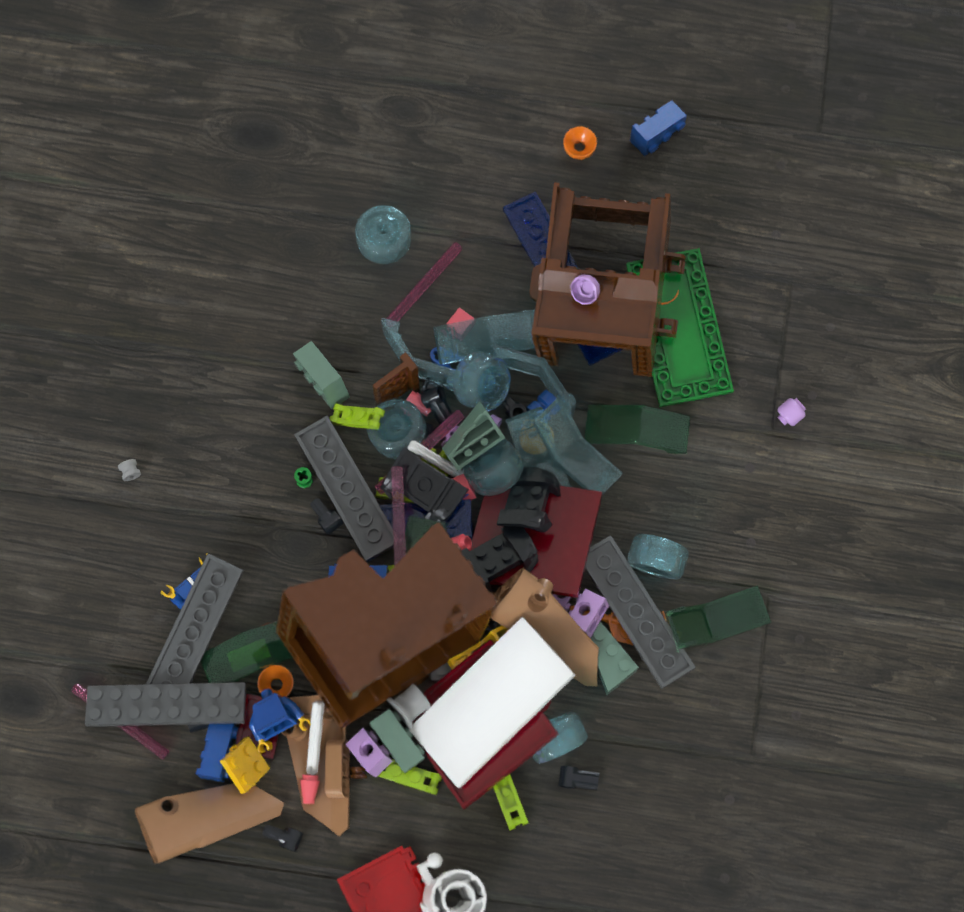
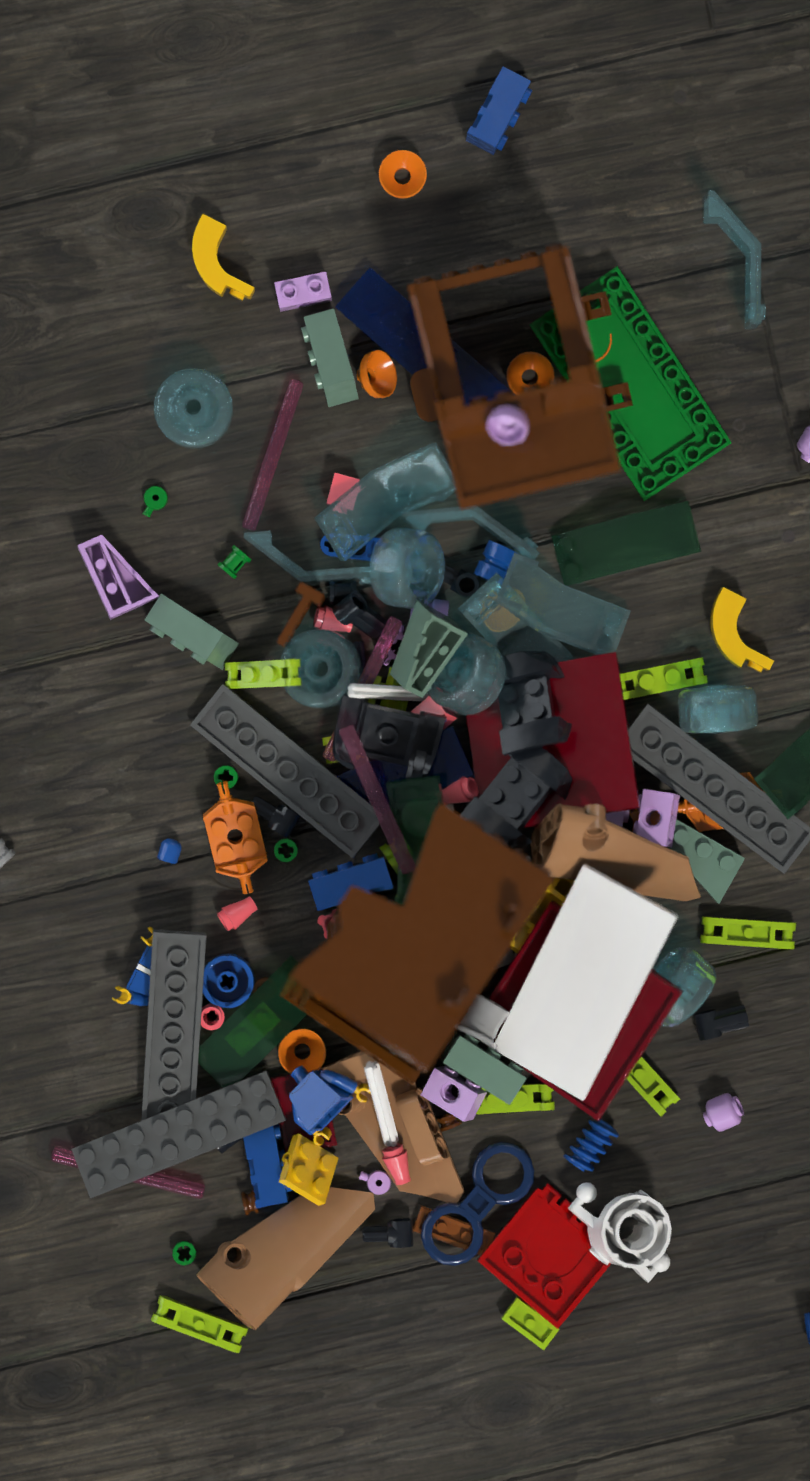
camera: 20 degrees left, 15 degrees up
(122, 848) = (199, 1324): none -> lime plate
(128, 792) = (192, 1252): none -> green bush
(192, 776) = (249, 1202): none -> reddish brown bush
(222, 628) = (208, 1023): none -> coral cone
(235, 610) = (242, 984): none -> blue brick
(244, 512) = (169, 851): none -> blue piece
(271, 571) = (235, 914): none -> coral cone
(283, 532) = (240, 857): none -> orange plate
(285, 323) = (114, 578): none -> lavender wedge
(287, 793) = (373, 1177): none -> lavender piece
(318, 545) = (290, 843): none -> green bush
(328, 853) = (452, 1230): none -> dark orange tile
(333, 287) = (154, 505): none -> green piece
(354, 840) = (477, 1203): none -> dark blue bar
(369, 341) = (234, 562): none -> green bush
(433, 141) = (205, 248): none -> yellow arch
(452, 829) = (591, 1145): none -> blue piece
(485, 190) = (303, 291): none -> lavender brick
(486, 237) = (330, 357): none -> sand green wedge
(516, 258) = (382, 374): none -> orange piece
(555, 844) = (723, 1112): none -> lavender head
(621, 723) = (748, 932): none -> lime plate
(624, 526) = (663, 678): none -> lime plate
(683, 523) = (725, 633): none -> yellow arch
(791, 264) = (719, 213): none -> clear light blue windscreen

